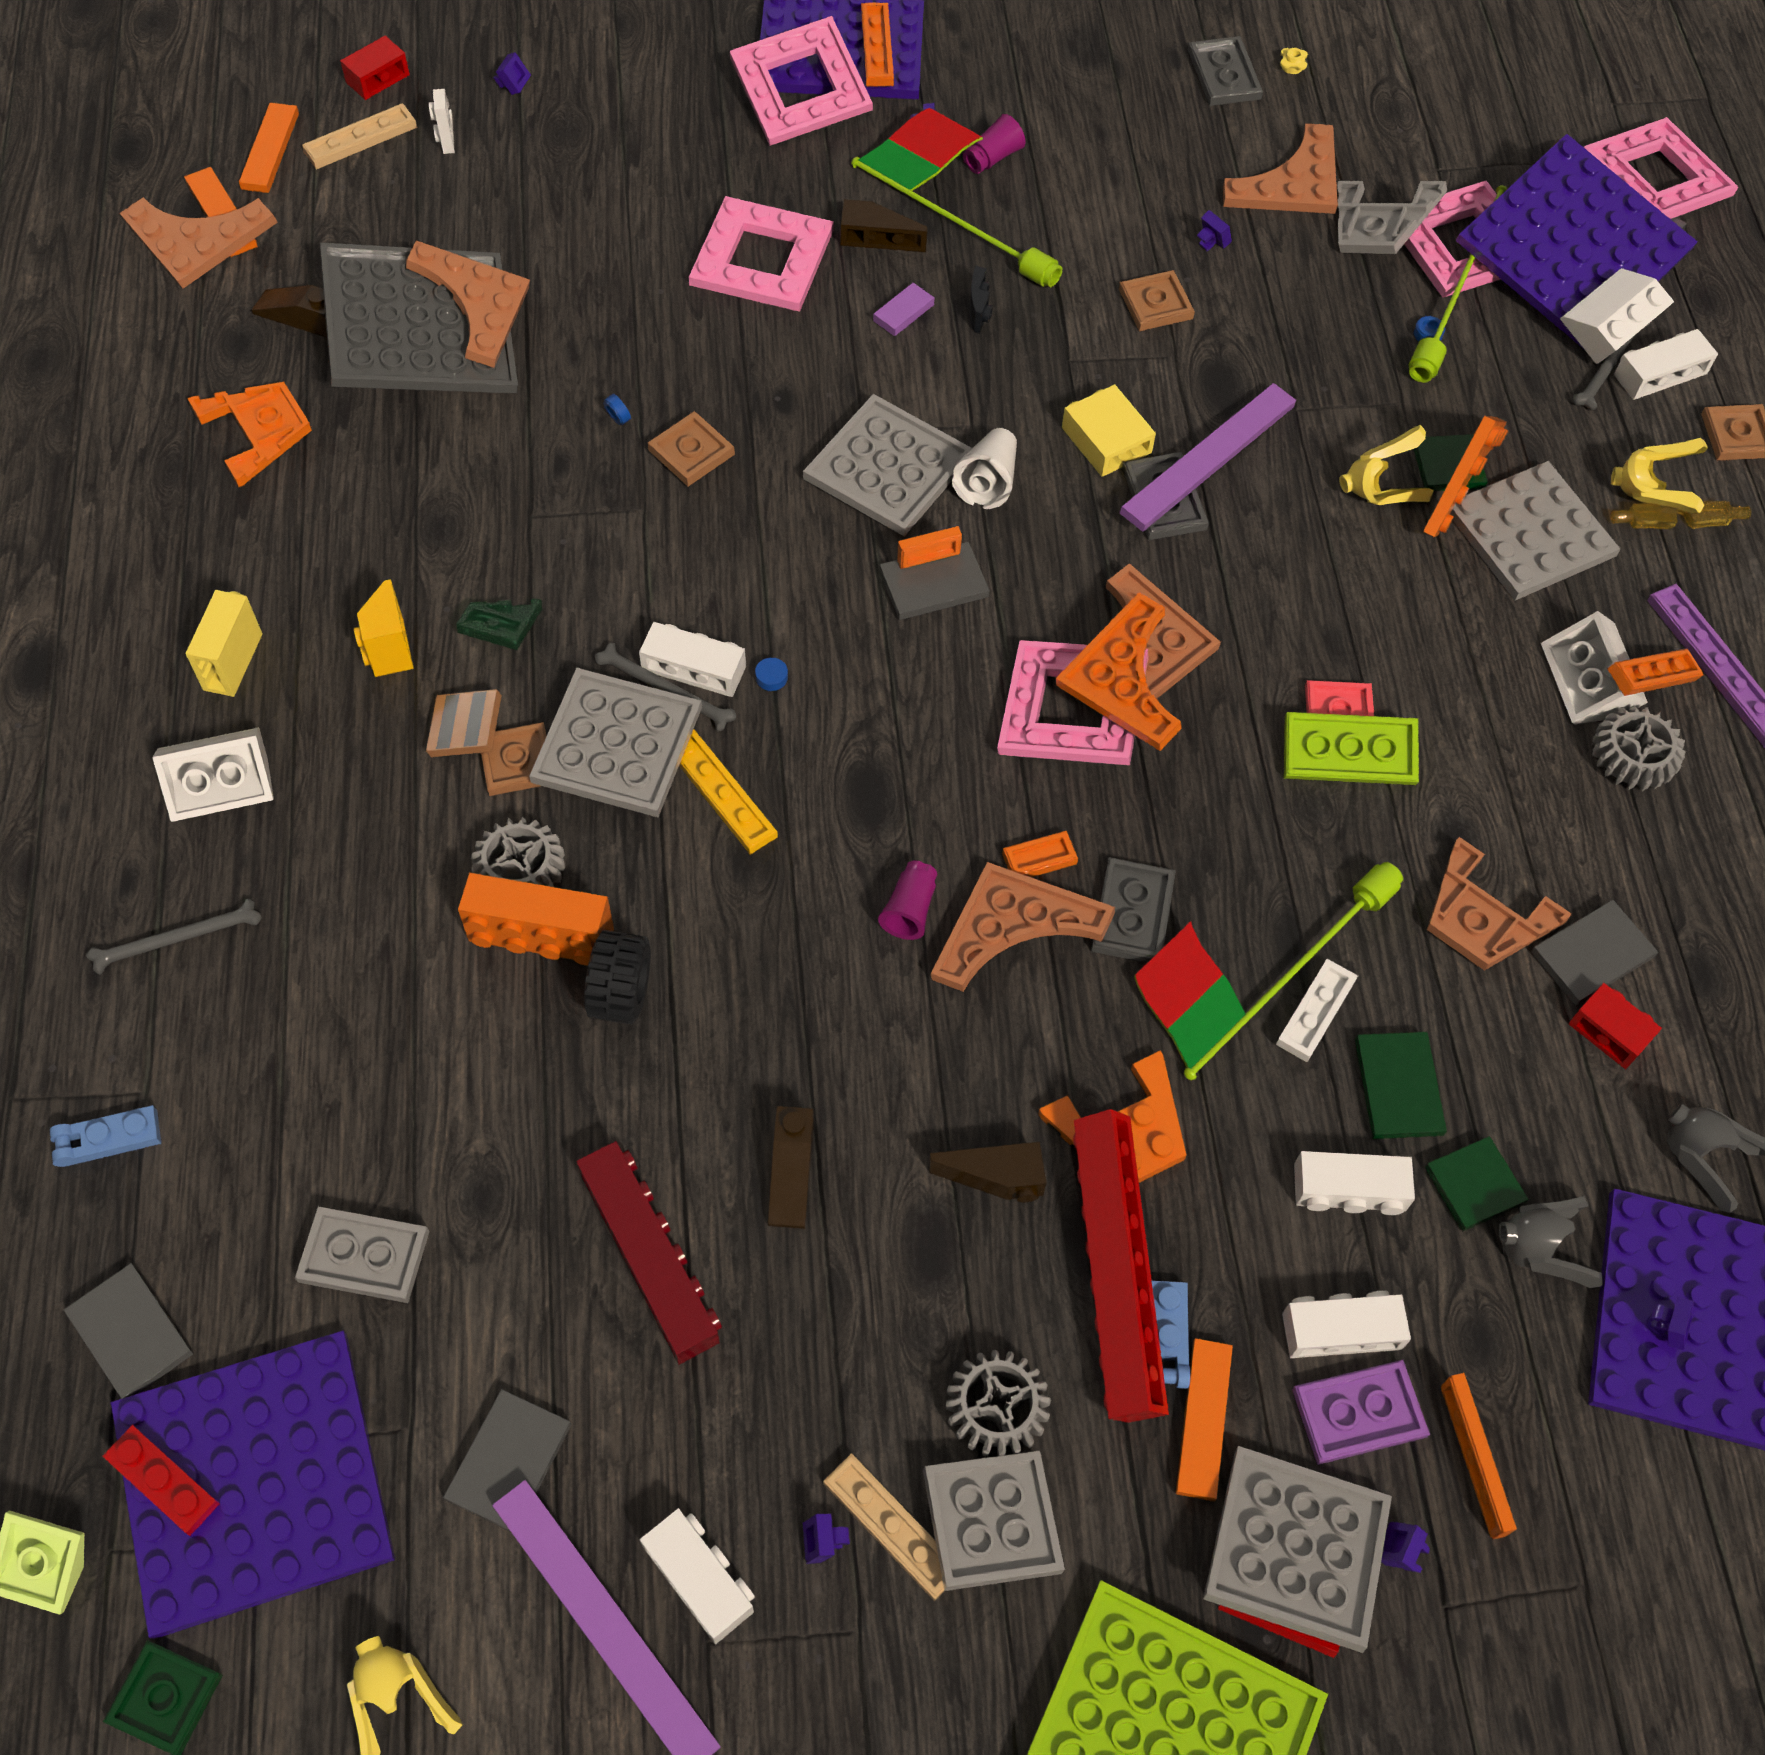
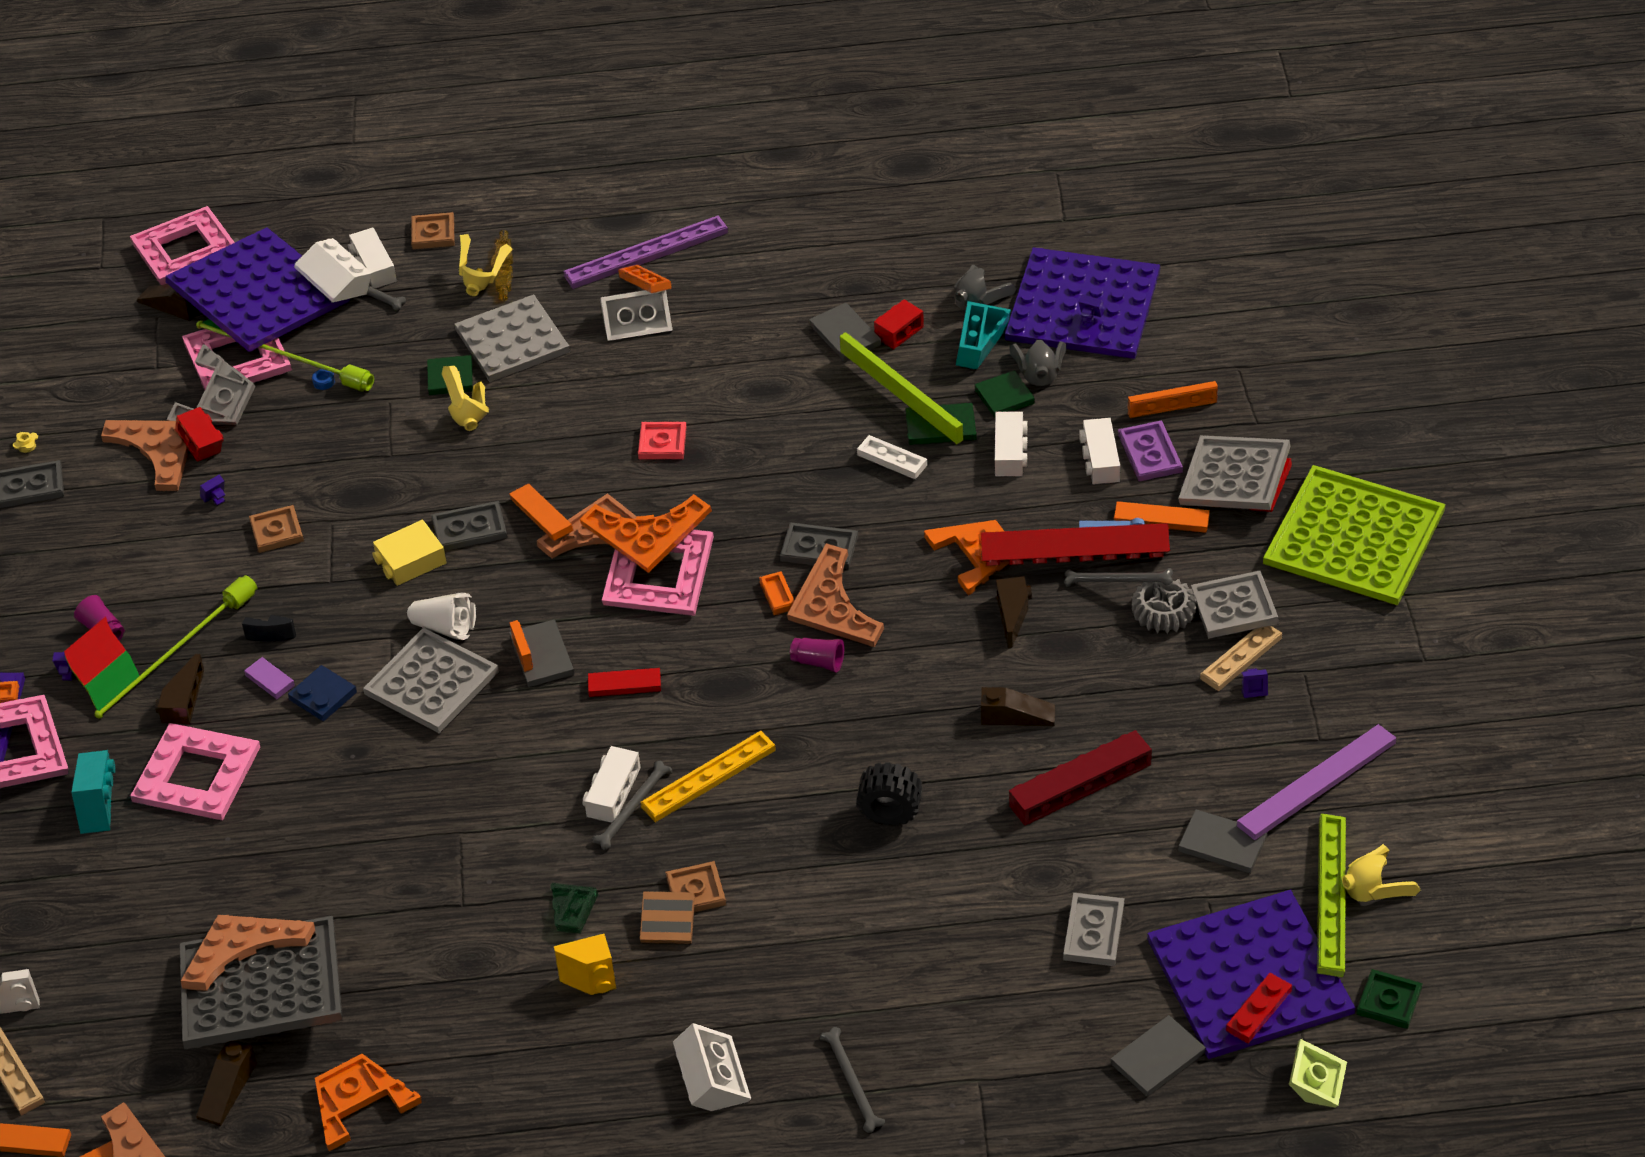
camera: 85 degrees left, 15 degrees down
(105, 1136) = (1015, 1092): medium blue plate -> none
(224, 643) = (595, 1068): light yellow brick -> none
(362, 1619) = (1331, 895): none -> lime tile
(528, 845) = (788, 877): light grey gear -> none
(533, 917) = (842, 847): orange brick -> none
(616, 742) = (689, 818): light grey plate -> none
(617, 409) = (363, 849): blue tile -> none
(691, 448) = (406, 800): medium nougat plate -> none
(698, 1574) = (1283, 739): white brick -> none
(730, 158) = (93, 791): none -> teal wedge
(771, 674) = (624, 740): blue tile -> none
(877, 361) = (322, 693): none -> dark blue plate
(878, 674) = (624, 682): none -> red tile
(1029, 1395) = (1163, 577): none -> dark grey piece
(1182, 566) = (541, 512): none -> orange tile
(1196, 998) = (878, 516): flag -> none
(1207, 457) = (440, 497): medium lavender tile -> none
(1305, 206) = (199, 433): none -> red brick
(1351, 748) = (695, 433): lime tile -> none
(1403, 1546) = (1227, 428): dark purple tile -> none
(1456, 1021) = (901, 388): none -> lime tile
(1479, 923) = (823, 383): nougat wing -> none
(1489, 434) = (467, 342): orange plate -> none
(1599, 1141) = (980, 332): none -> teal wedge
(1638, 748) = (696, 298): light grey gear -> none

